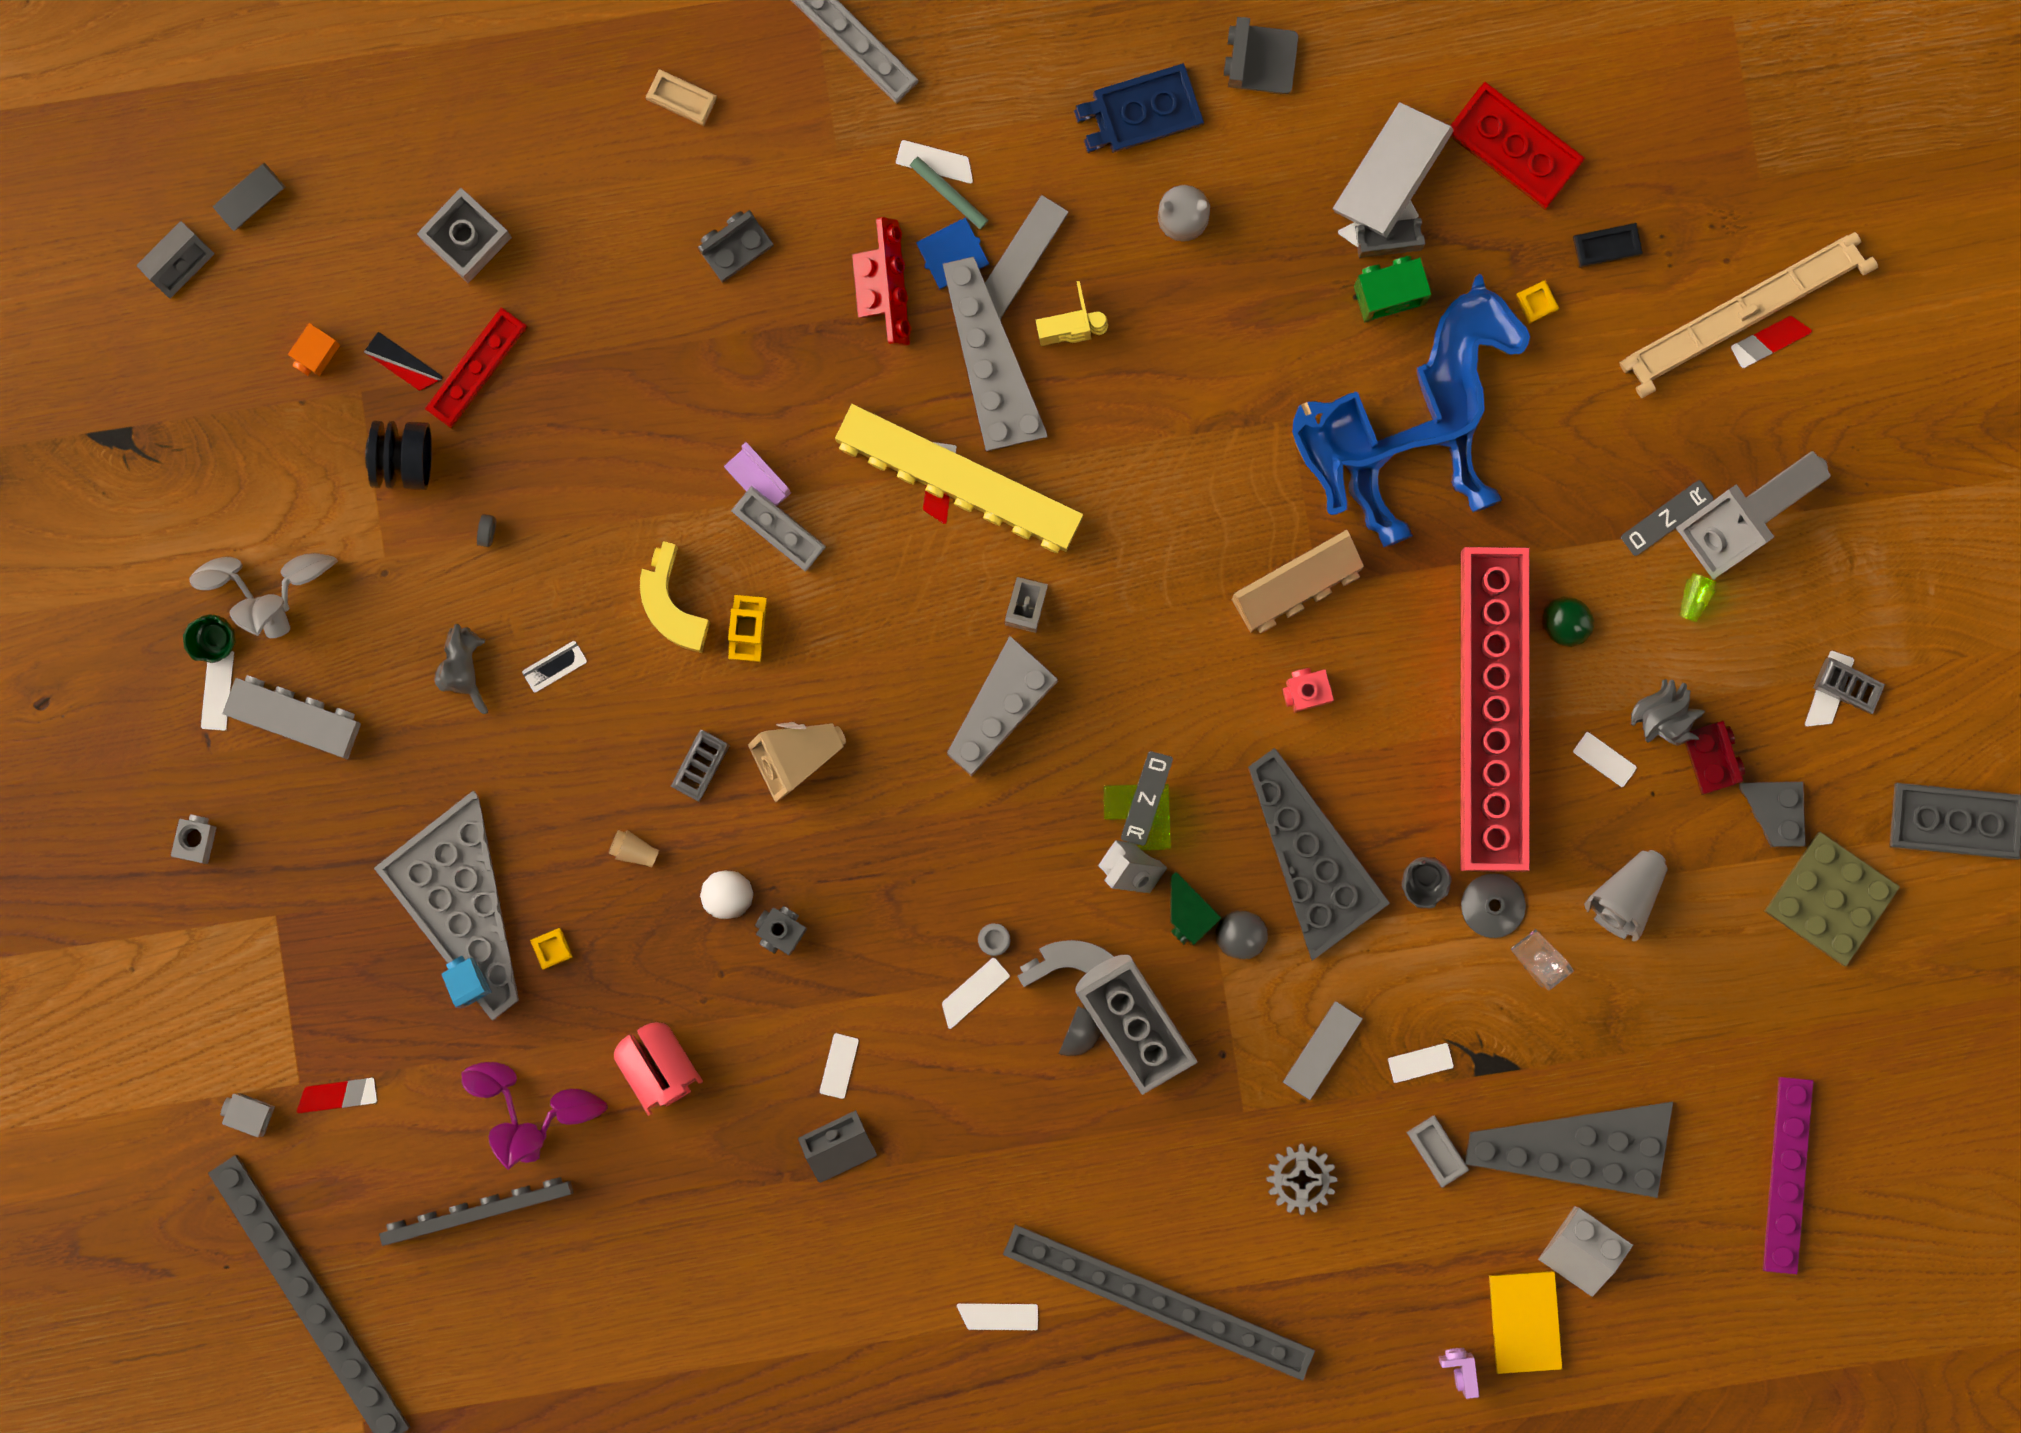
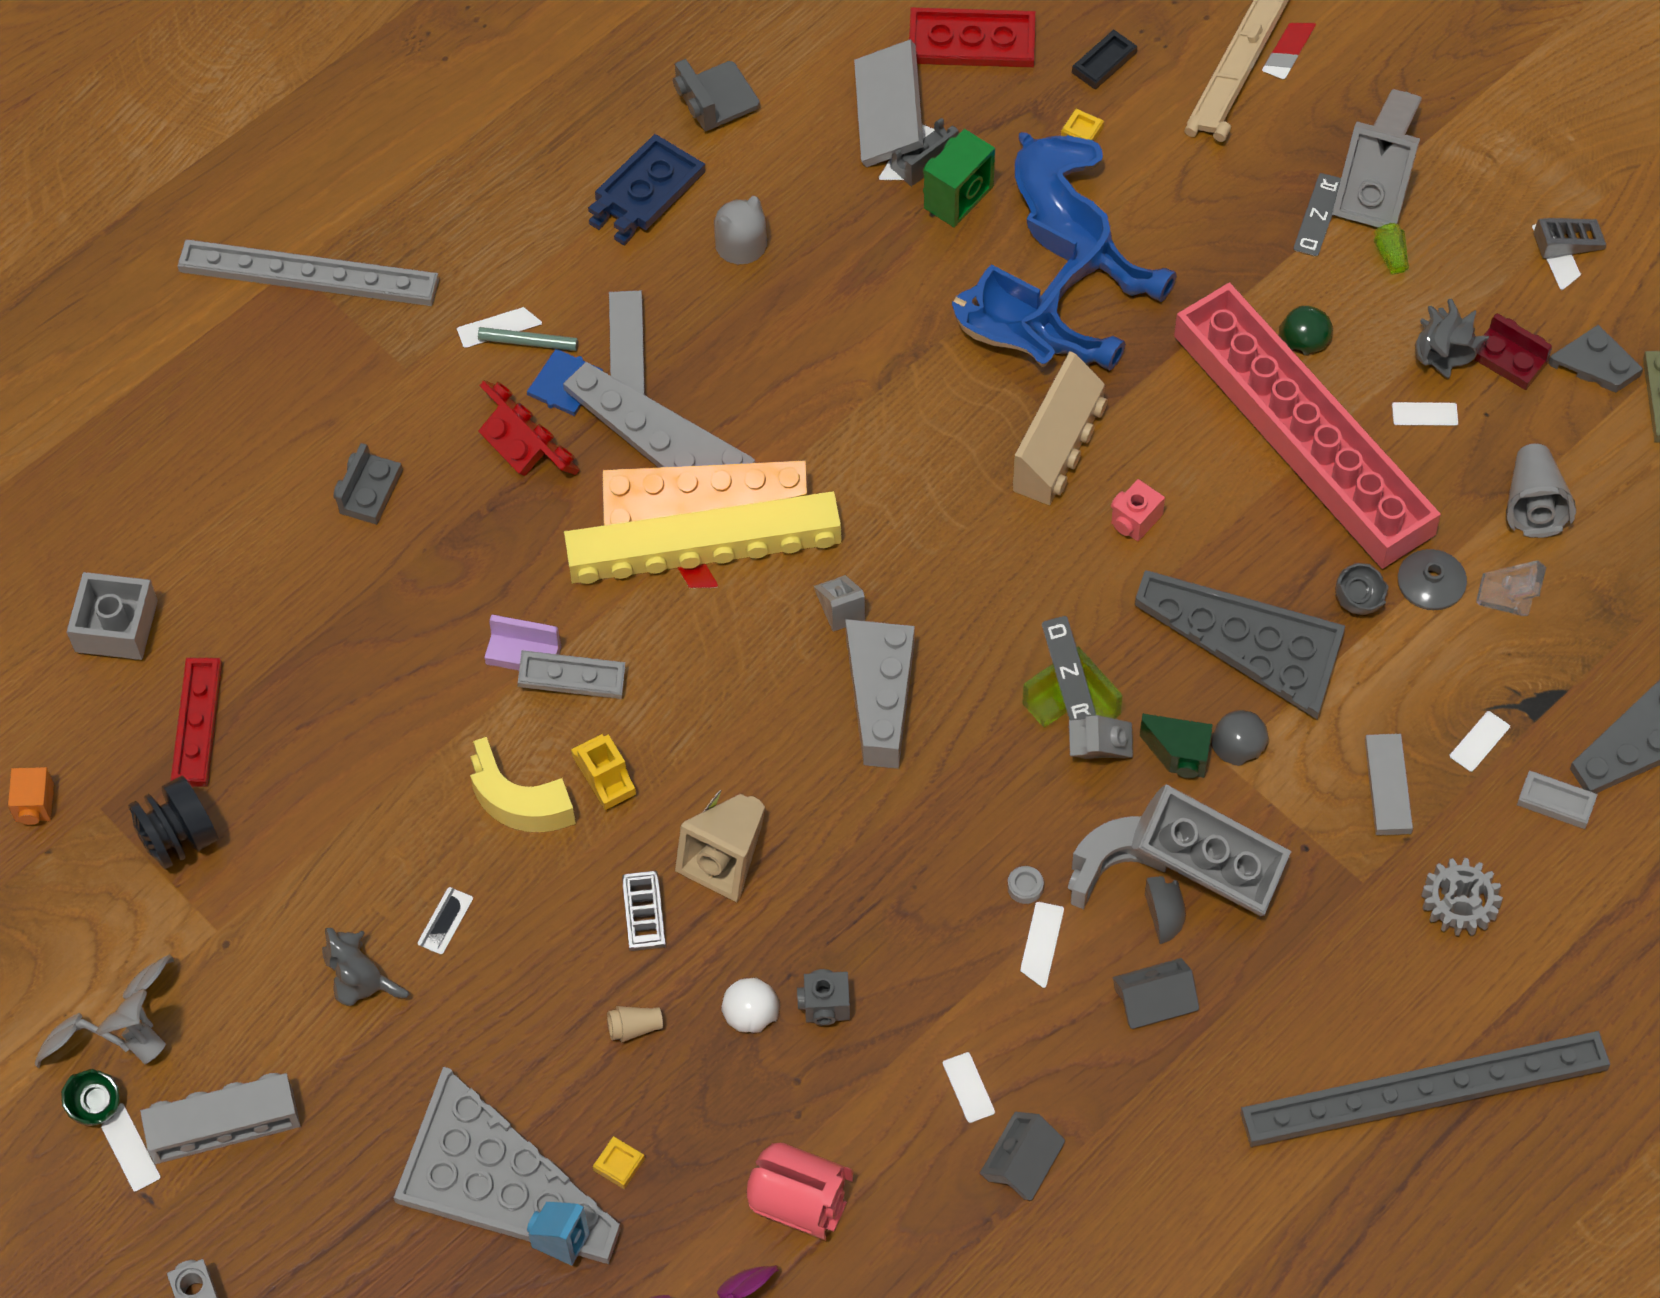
camera: 35 degrees left, 25 degrees down
(401, 362) = (122, 761): sticker -> none
(486, 530) = (299, 842): dark grey tile -> none
(681, 97) = (237, 407): tan tile -> none
(959, 425) = (687, 489): none -> light orange wing
(999, 1316) = (1291, 1207): white sticker -> none
(1024, 1092) = (1157, 992): none -> dark grey panel
(1071, 326) = (711, 364): light yellow piece -> none

